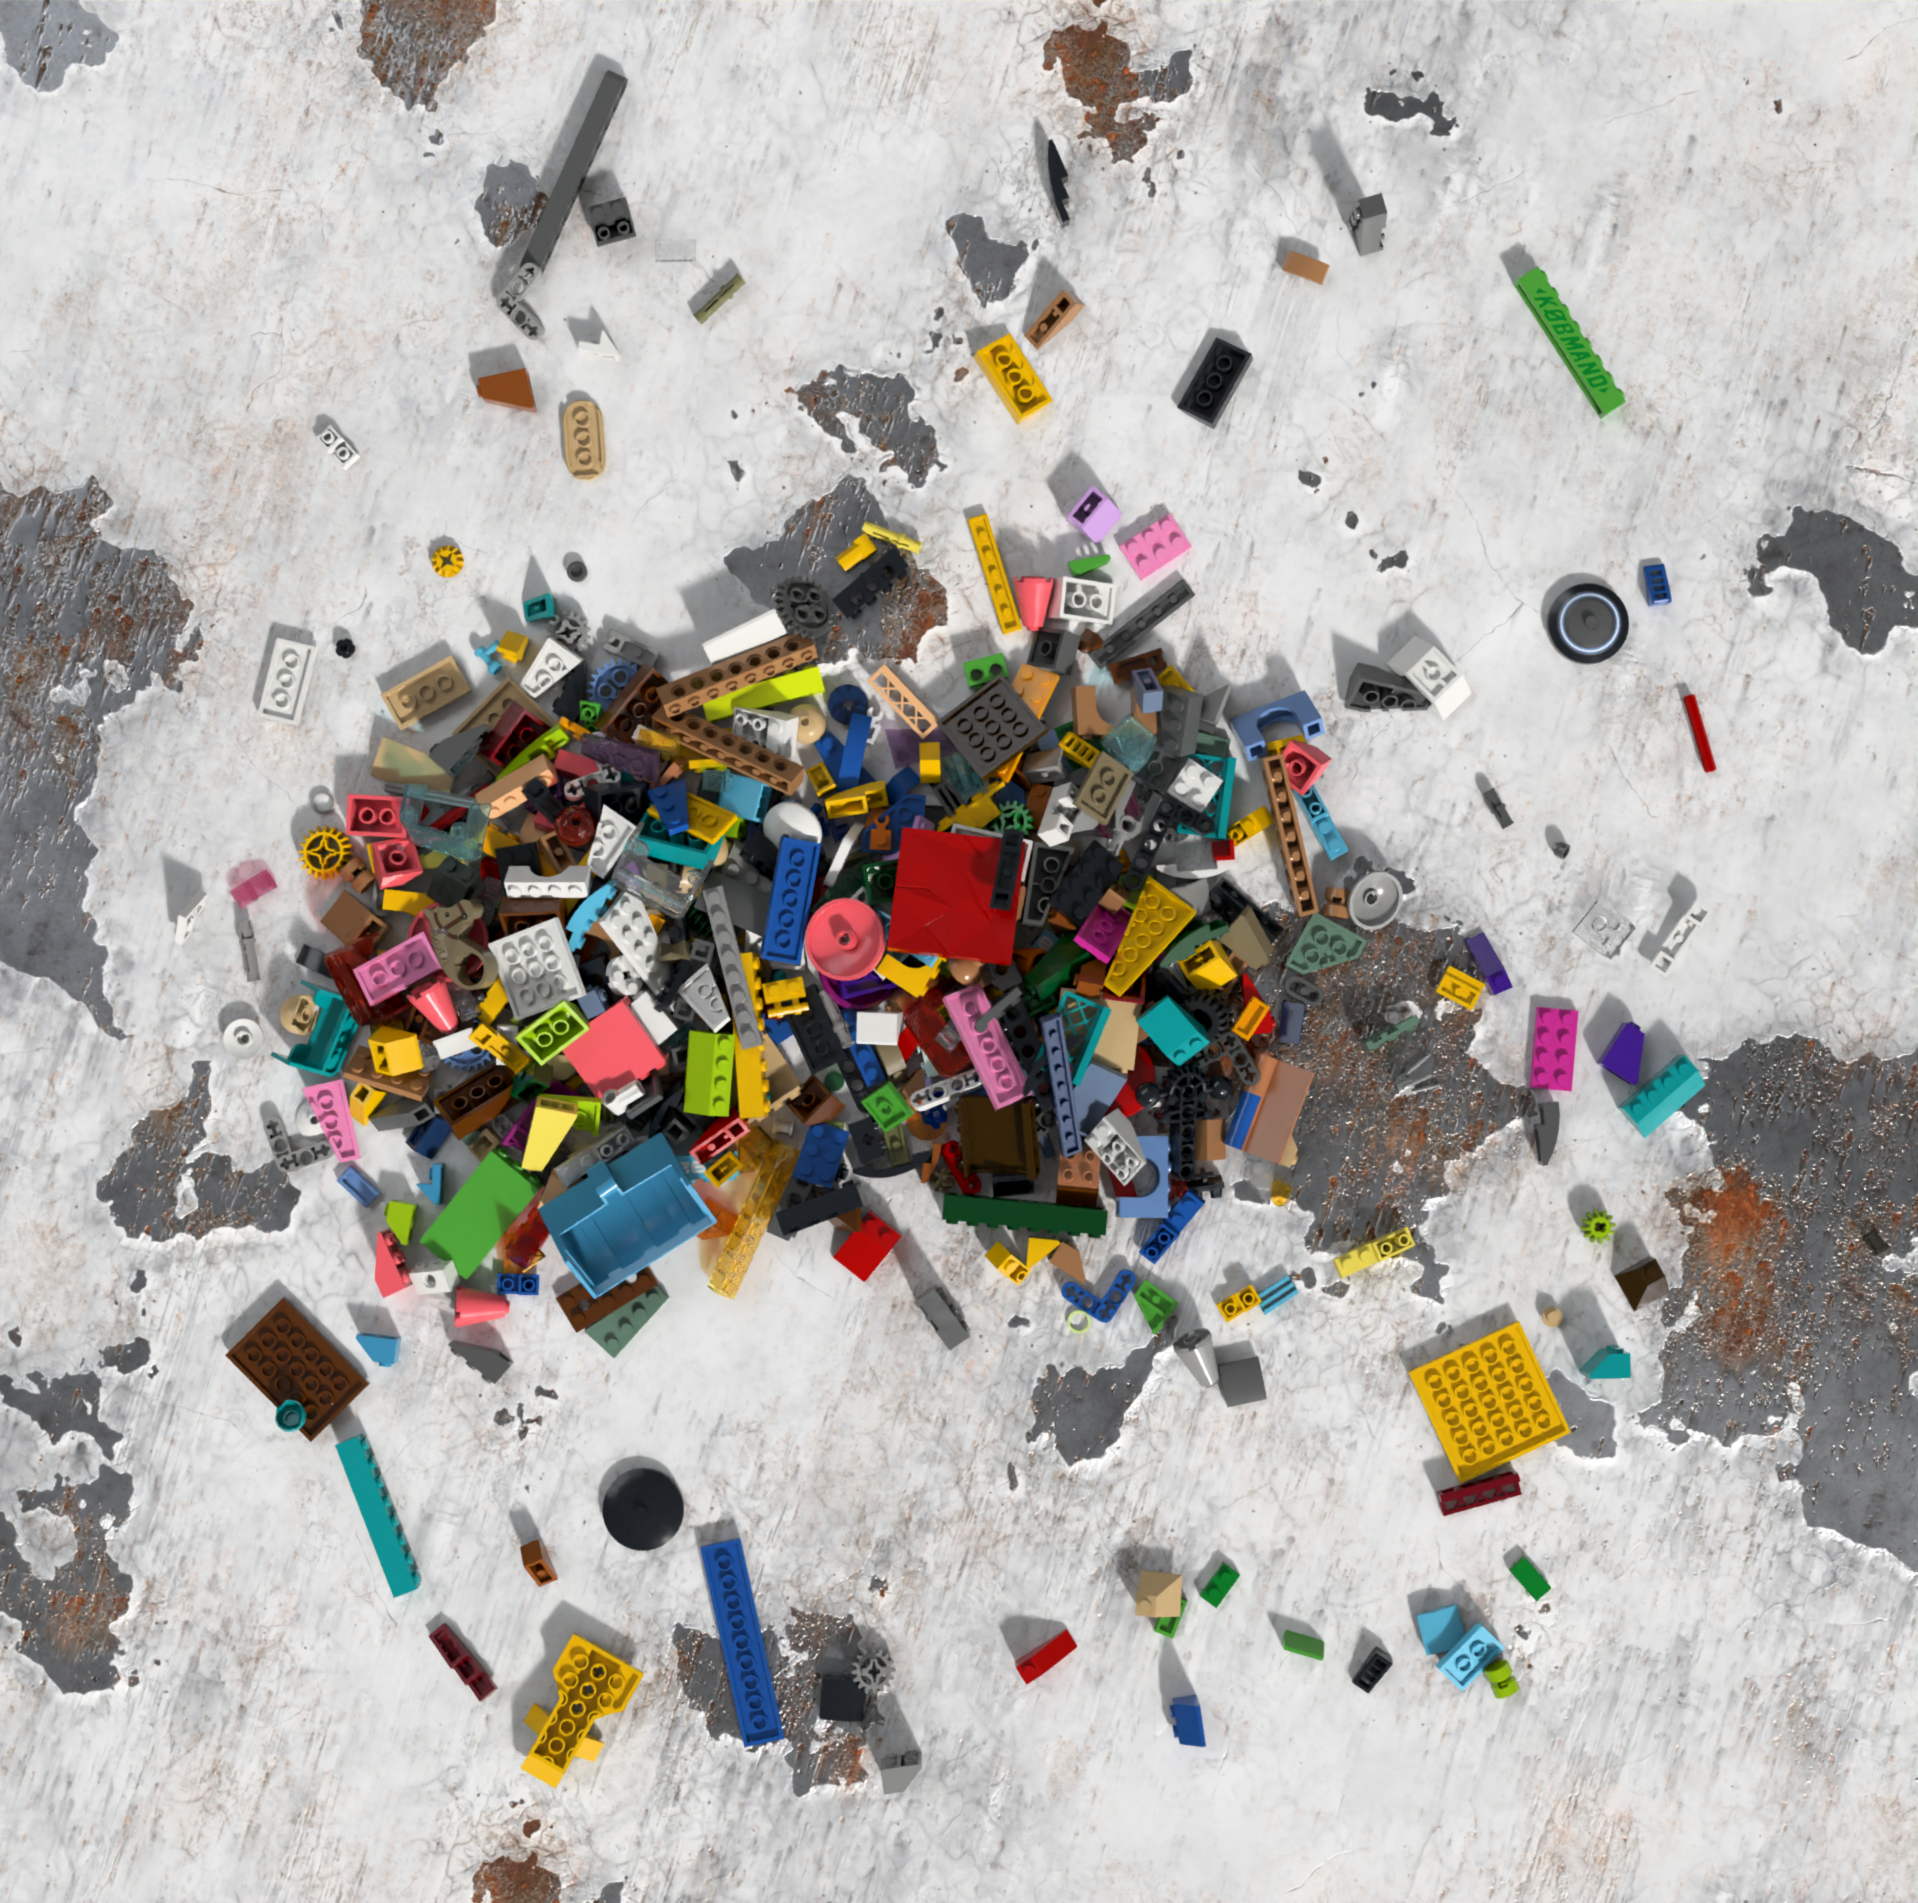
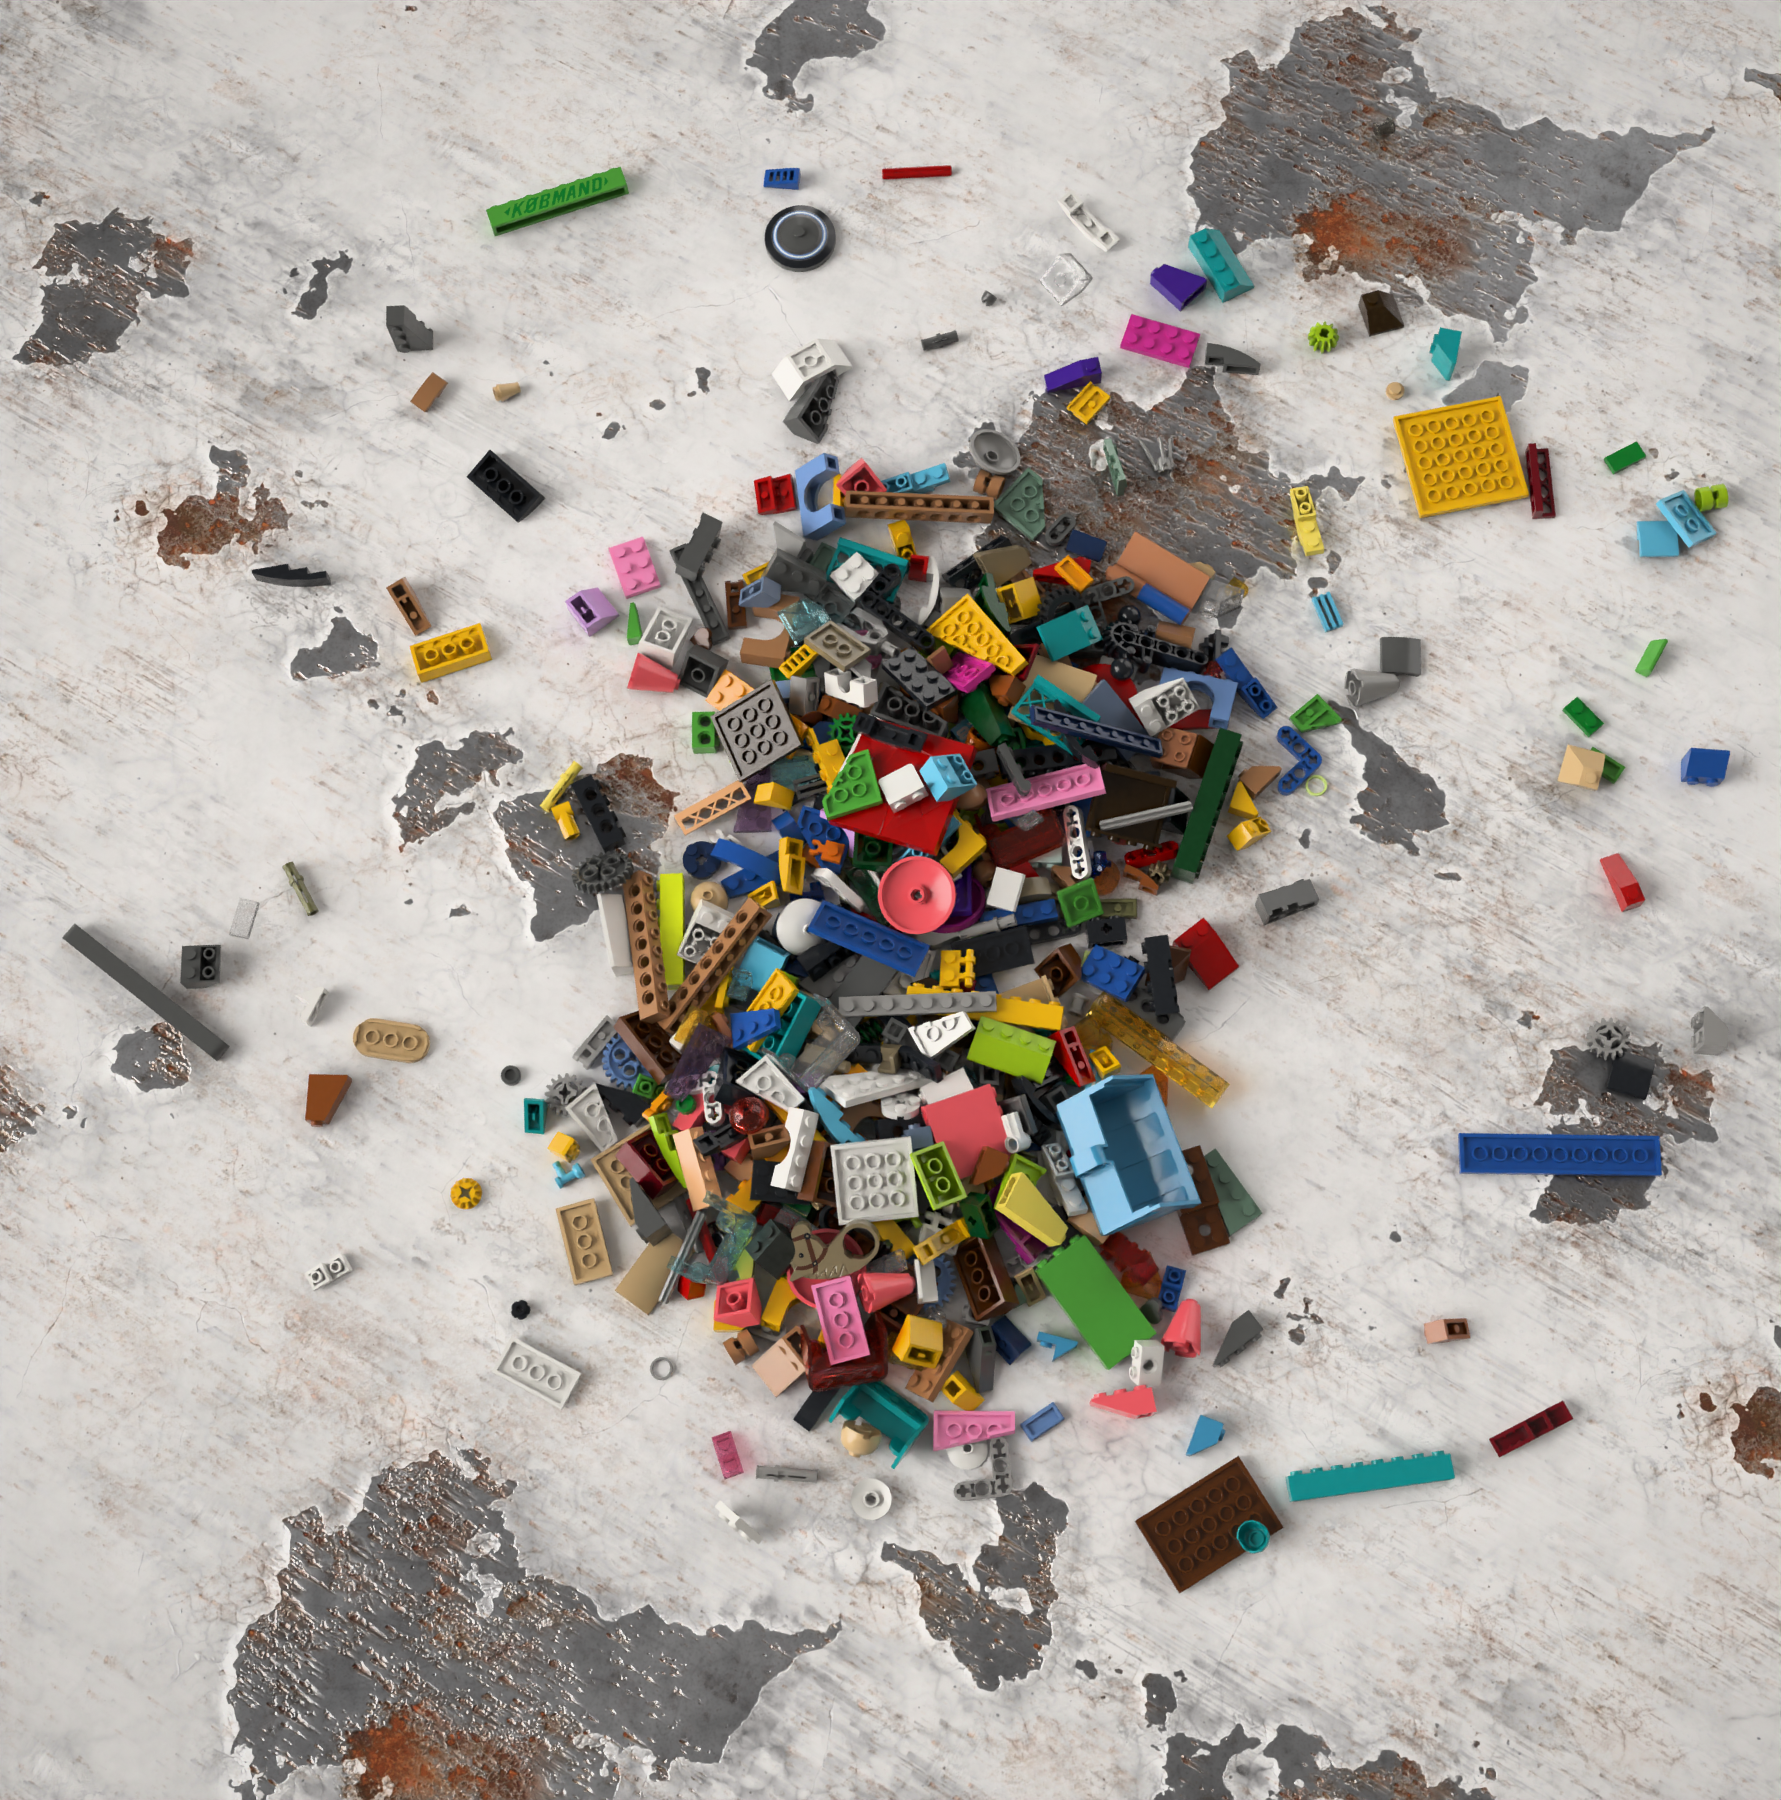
camera: 70 degrees left, 15 degrees down
(307, 851) = (708, 1384): yellow gear -> none
(374, 816) = (689, 1311): coral slope -> none
(401, 1219) = (1083, 1385): lime slope -> none
(490, 1270) = (1152, 1310): none -> dark grey tile
(515, 300) = (241, 1070): light grey beam -> none
(564, 1730) = (1616, 1341): yellow piece -> none
(580, 760) = (687, 1106): none -> green tile
(581, 1079) = (989, 1165): none -> dark orange slope
(643, 1509) = (1413, 1220): black dish -> none
(834, 1081) = (1044, 949): clear green tile -> none
(868, 1170) = (1136, 892): black slope -> none
(940, 846) = (853, 788): none -> bright green plate
(948, 898) = (902, 787): none -> white bracket
(968, 943) = (947, 776): none -> medium azure slope
(990, 1155) = (1145, 816): none -> light grey axle
(994, 574) = (619, 707): yellow tile -> none
(1187, 611) = (699, 548): none -> dark grey wedge
(1238, 1303) = (1328, 644): yellow slope -> none
(1274, 675) = (775, 495): none -> red slope
(1327, 351) = (505, 391): none -> tan cone
(1373, 1657) = (1680, 608): black slope -> none

